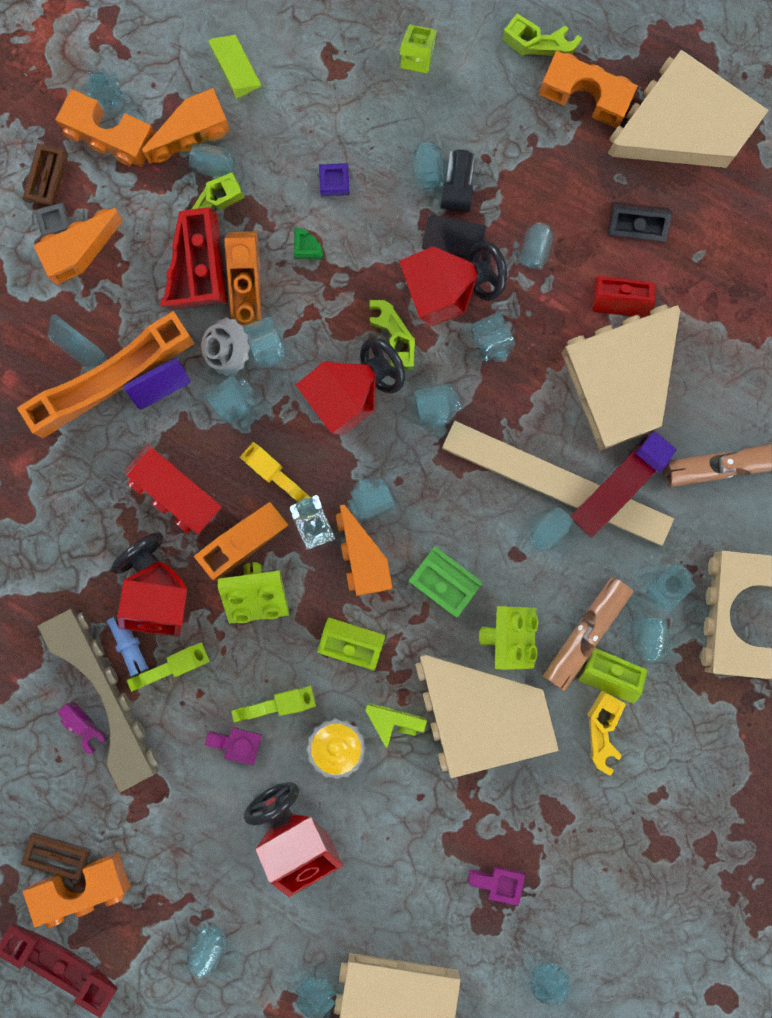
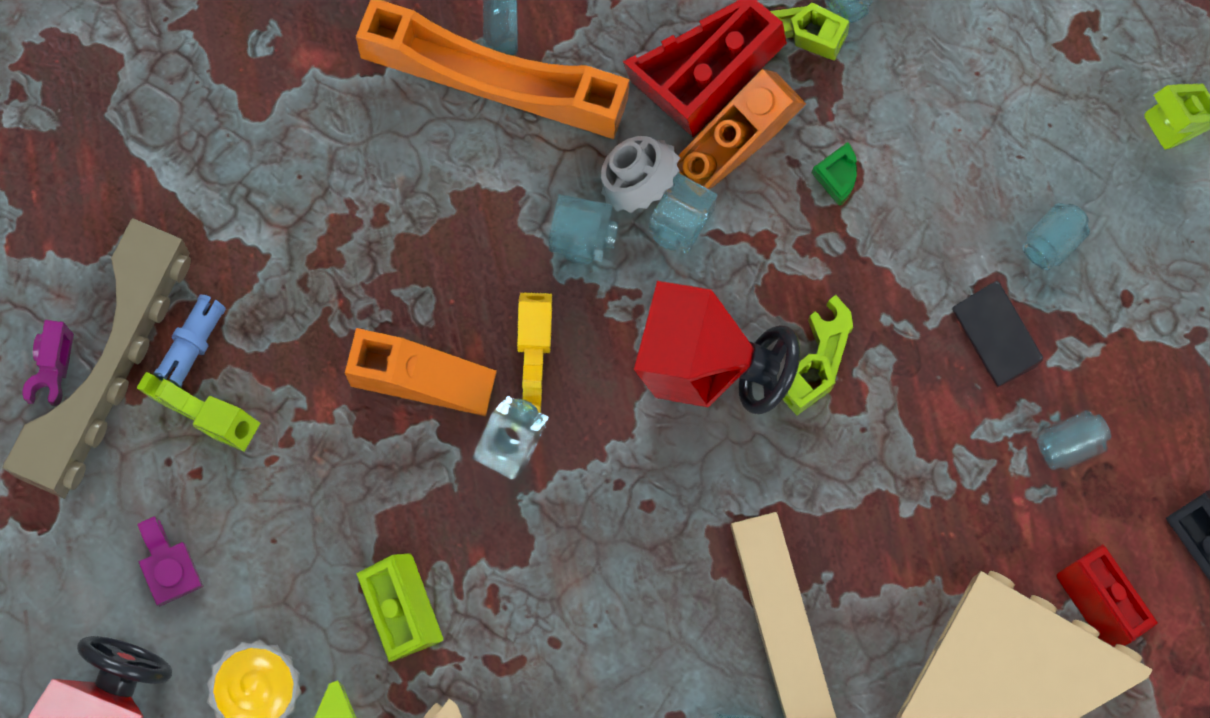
camera: 50 degrees right, 10 degrees down
(154, 595) = (272, 319): red piece -> none
(157, 383) = (531, 132): dark purple slope -> none
(171, 490) = (415, 245): red wedge -> none
(253, 595) = (365, 438): lime plate -> none
(283, 703) = (261, 580): lime piece -> none
(334, 179) = (943, 143): dark purple tile -> none
(368, 563) = (515, 544): orange slope -> none
(371, 499) = (596, 487): clear light blue brick -> none
(436, 405) = (777, 474): clear light blue brick -> none
(444, 282) = (928, 362): red piece -> none
(445, 582) = (568, 660): bright green plate -> none
(458, 188) = (1058, 292): black piece -> none
(493, 337) = (917, 477): clear light blue brick -> none

